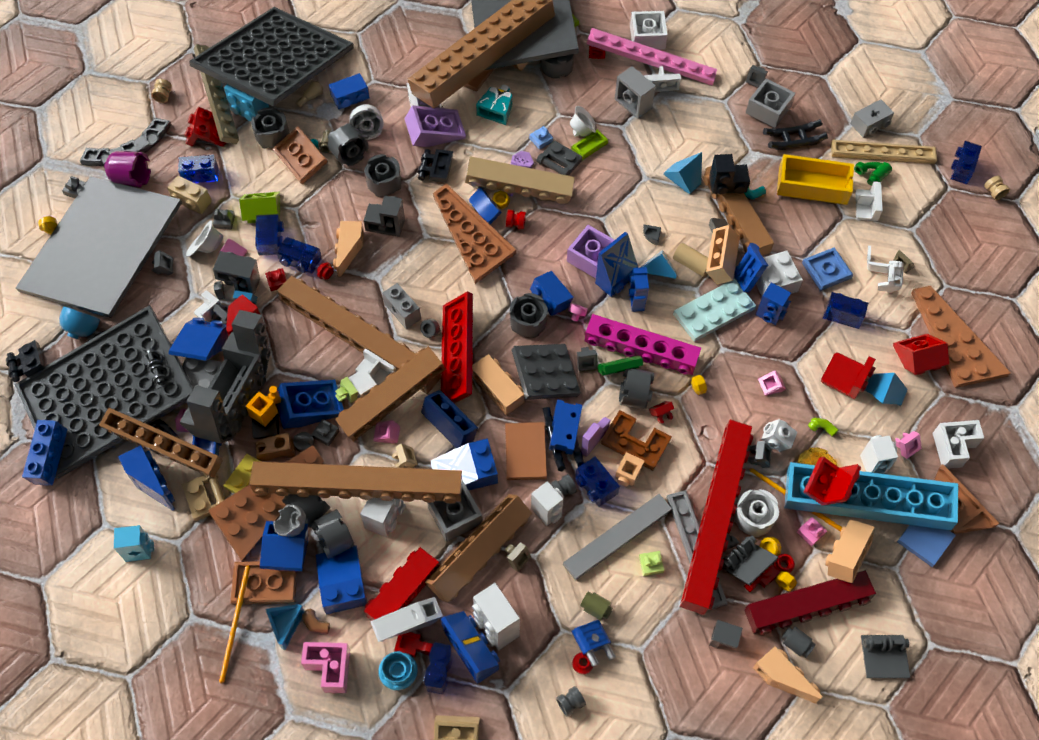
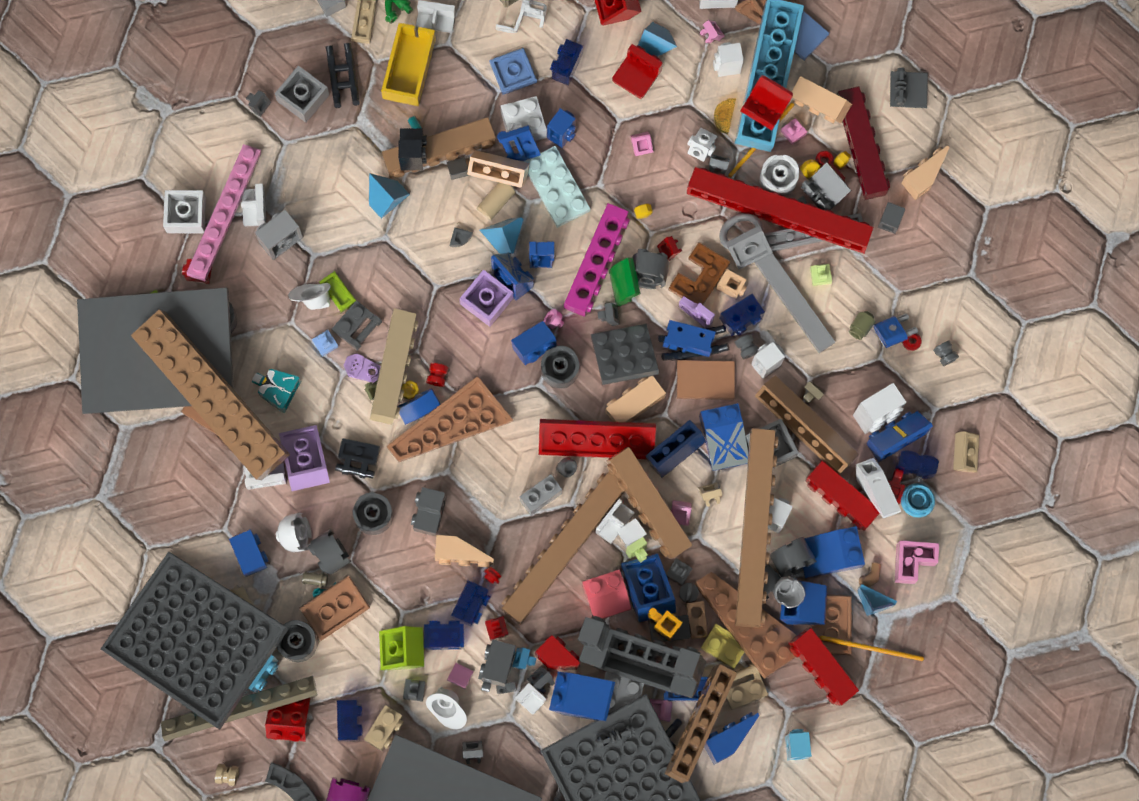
camera: 90 degrees left, 15 degrees up
(214, 569) = (823, 667): none -> red brick
(303, 363) = (607, 595): none -> coral slope
(672, 481) = (747, 246): none -> light grey tile
(798, 641) = (896, 158): dark grey brick -> none
(823, 423) = (687, 104): lime arm -> none

